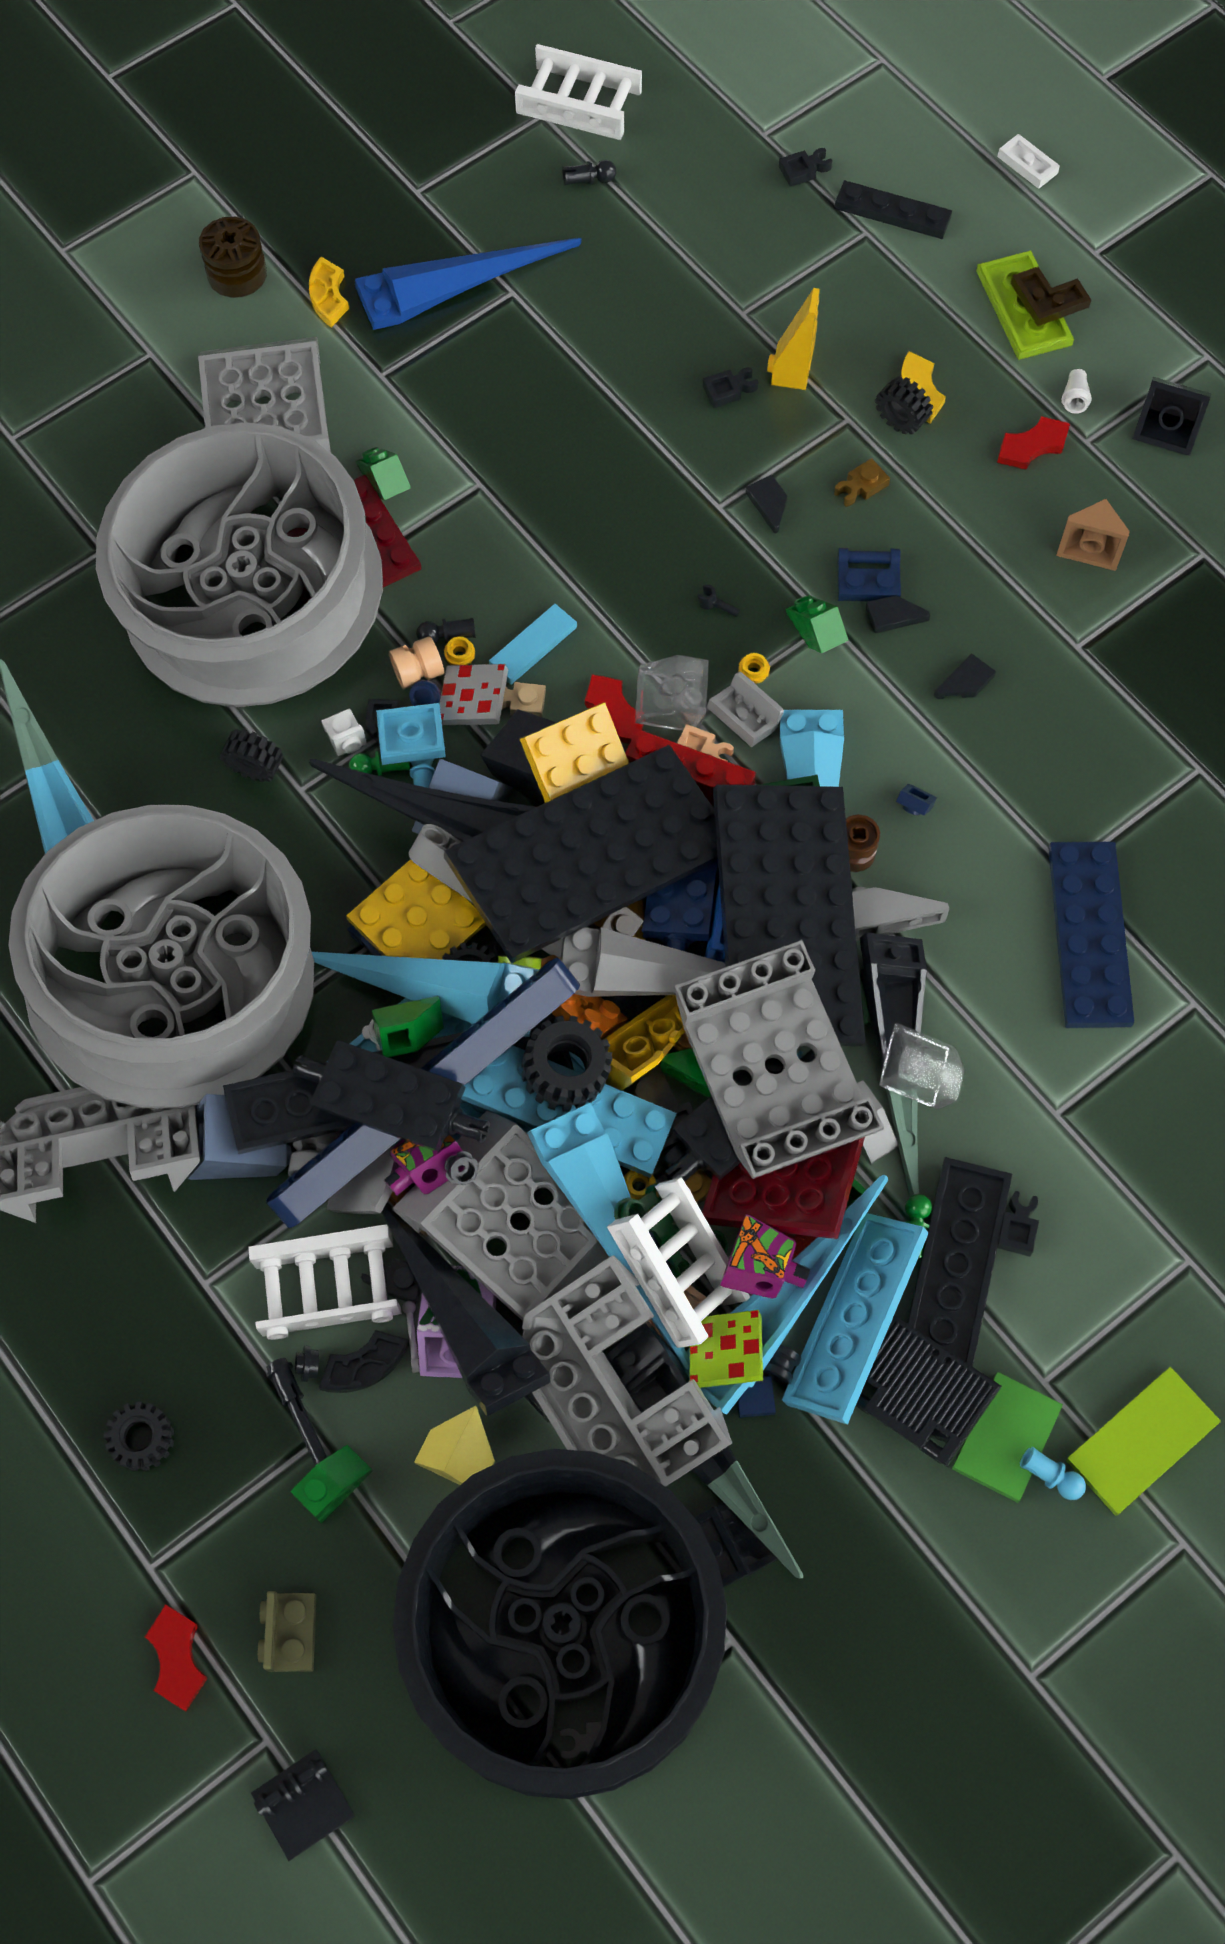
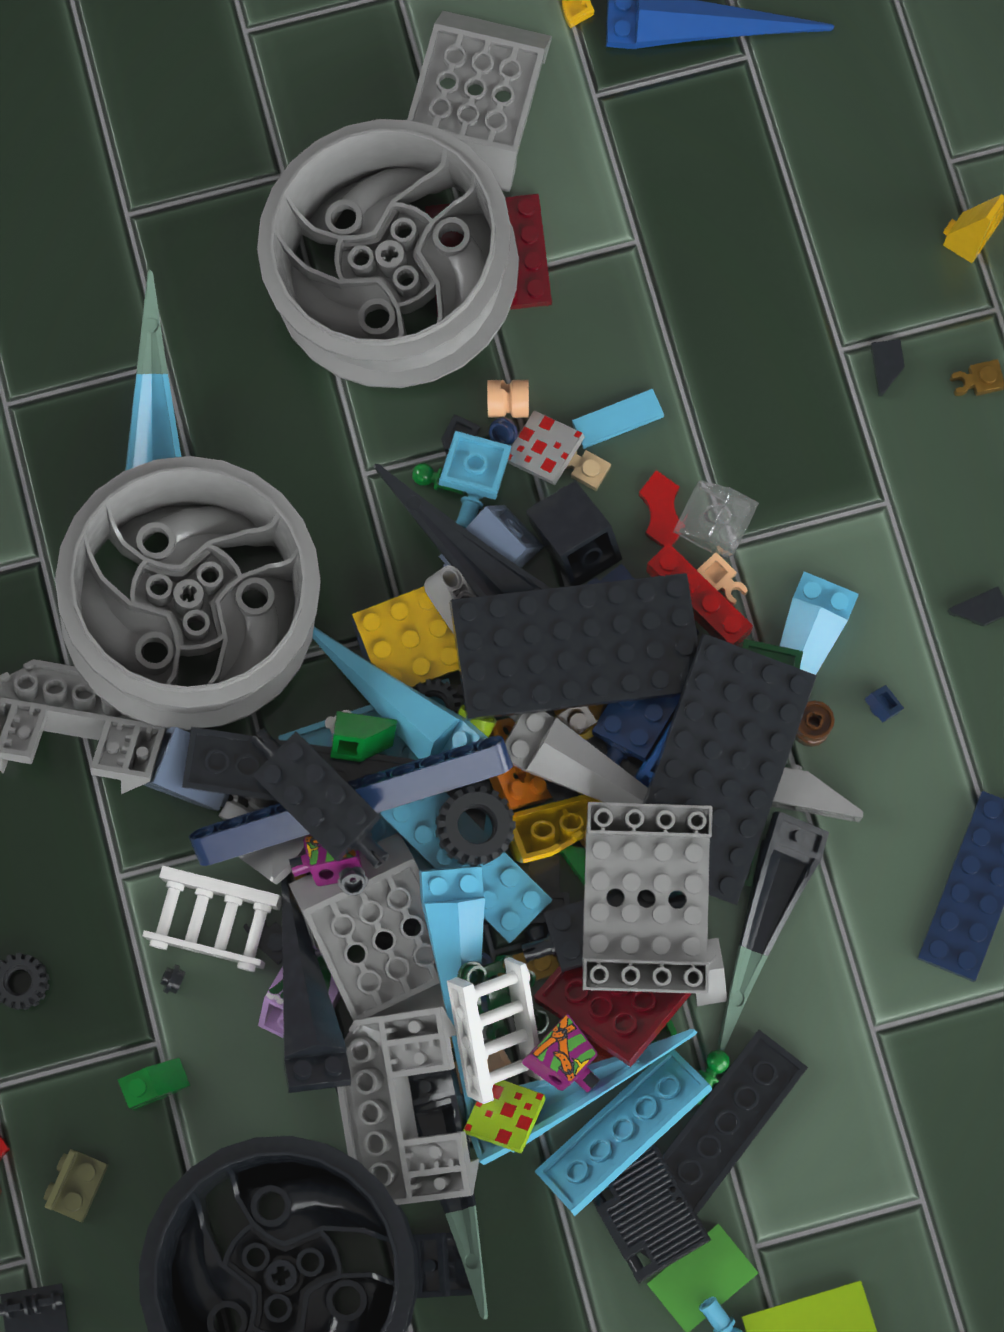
camera: 25 degrees right, 10 degrees up
(251, 755) = (332, 431): black tyre -> none
(291, 1396) = (150, 998): black pin -> none
(344, 732) = (421, 437): white bracket -> none
(365, 1366) = (217, 999): black tile -> none
(383, 472) = (554, 199): slope -> none
(409, 1307) = (271, 967): light grey hinge -> none
(449, 630) = (551, 377): black pin -> none
(457, 1448) = (261, 1101): light yellow slope -> none
(459, 644) = (554, 393): yellow plate -> none
(574, 751) = (603, 548): yellow plate -> none
(632, 1177) = (488, 945): yellow plate -> none
(712, 601) = (794, 442): black hand -> none
(726, 388) = (896, 235): black plate -> none
(746, 710) = (773, 560): light grey bracket -> none
(757, 661) = (803, 513): yellow plate -> none
(757, 1400) = (516, 1163): dark blue tile -> none
(782, 1365) = (547, 1143): black wheel -> none
(818, 623) = (874, 502): green slope -> none
(868, 584) = (941, 481): dark blue plate -> none
(894, 613) = (948, 518): black tile -> none
(922, 1068) = (776, 944): clear slope -> none
(1017, 1229) = (791, 1115): black plate -> none

